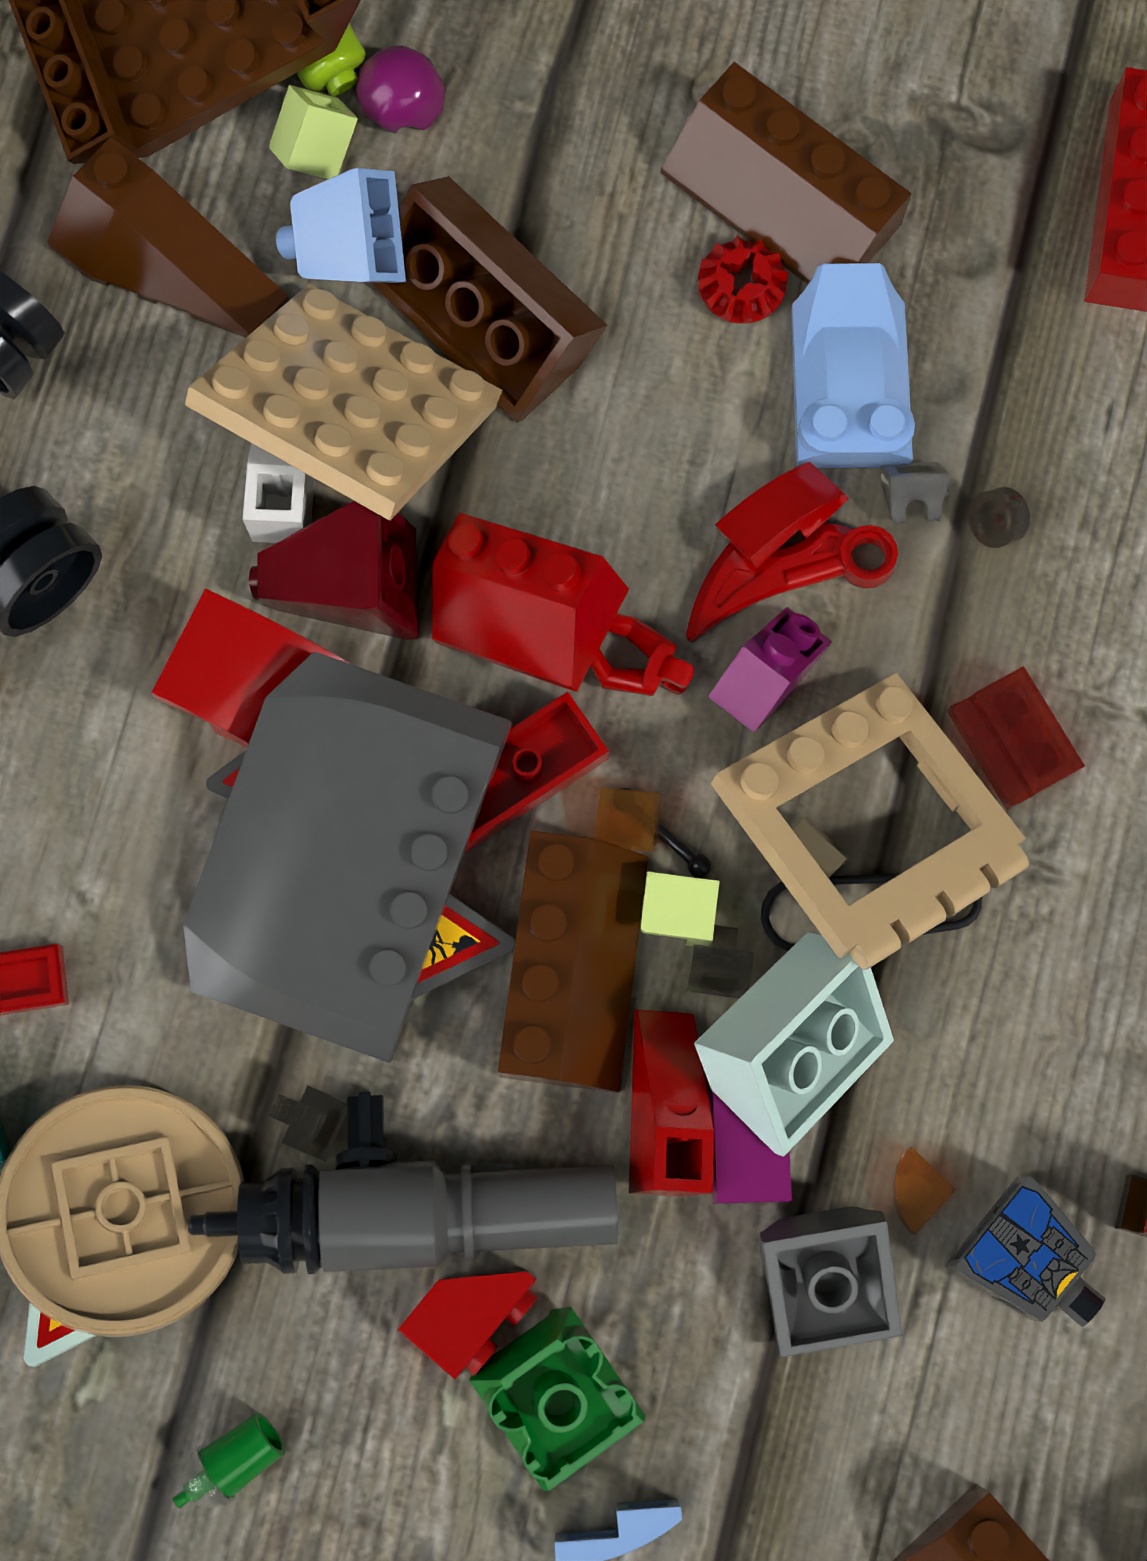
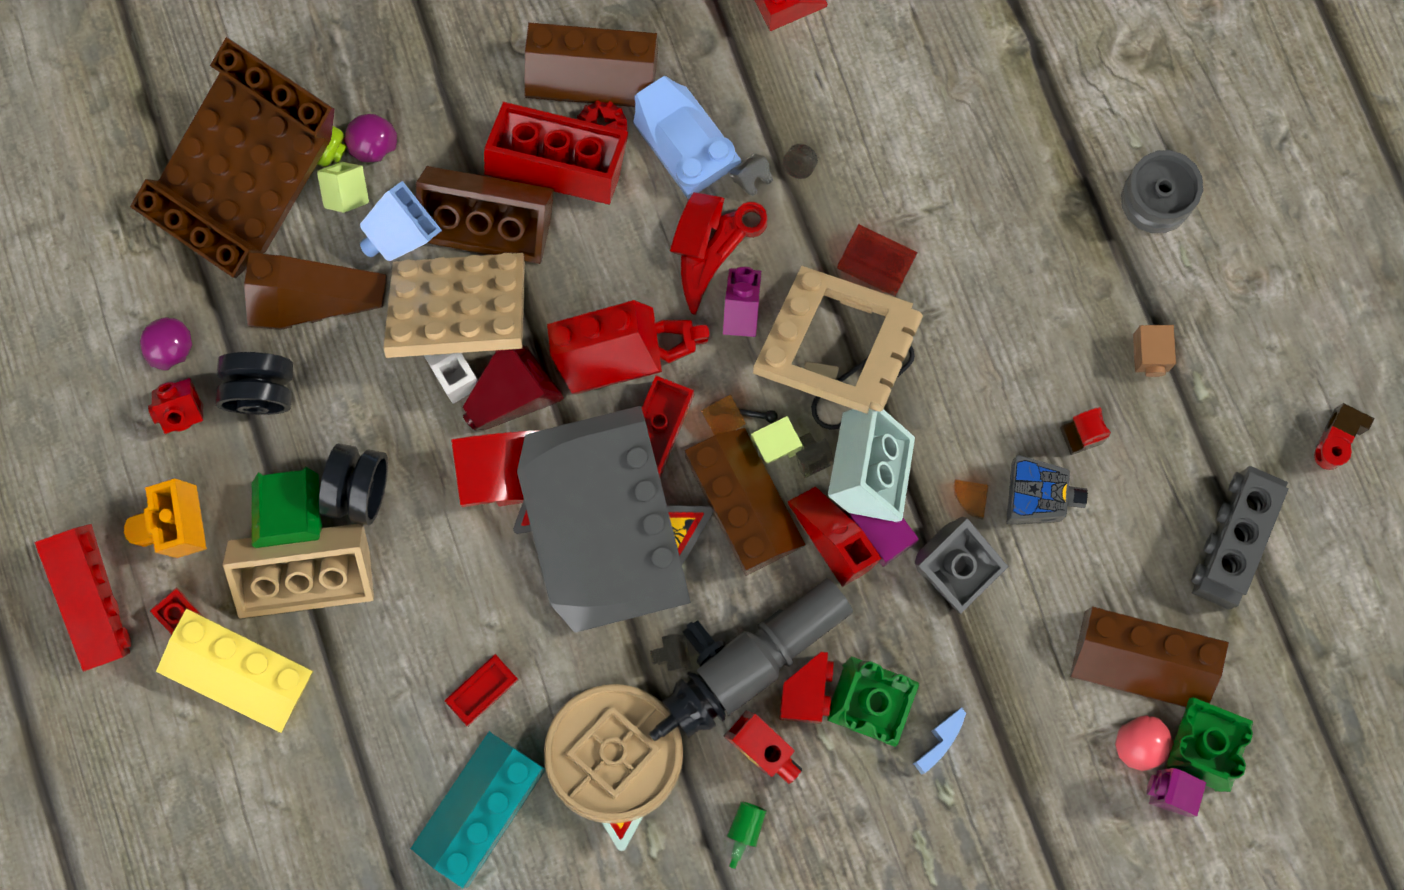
camera: 30 degrees left, 0 degrees up
(337, 1330) = (752, 738): none -> red torso
(645, 275) = (555, 152): none -> red slope

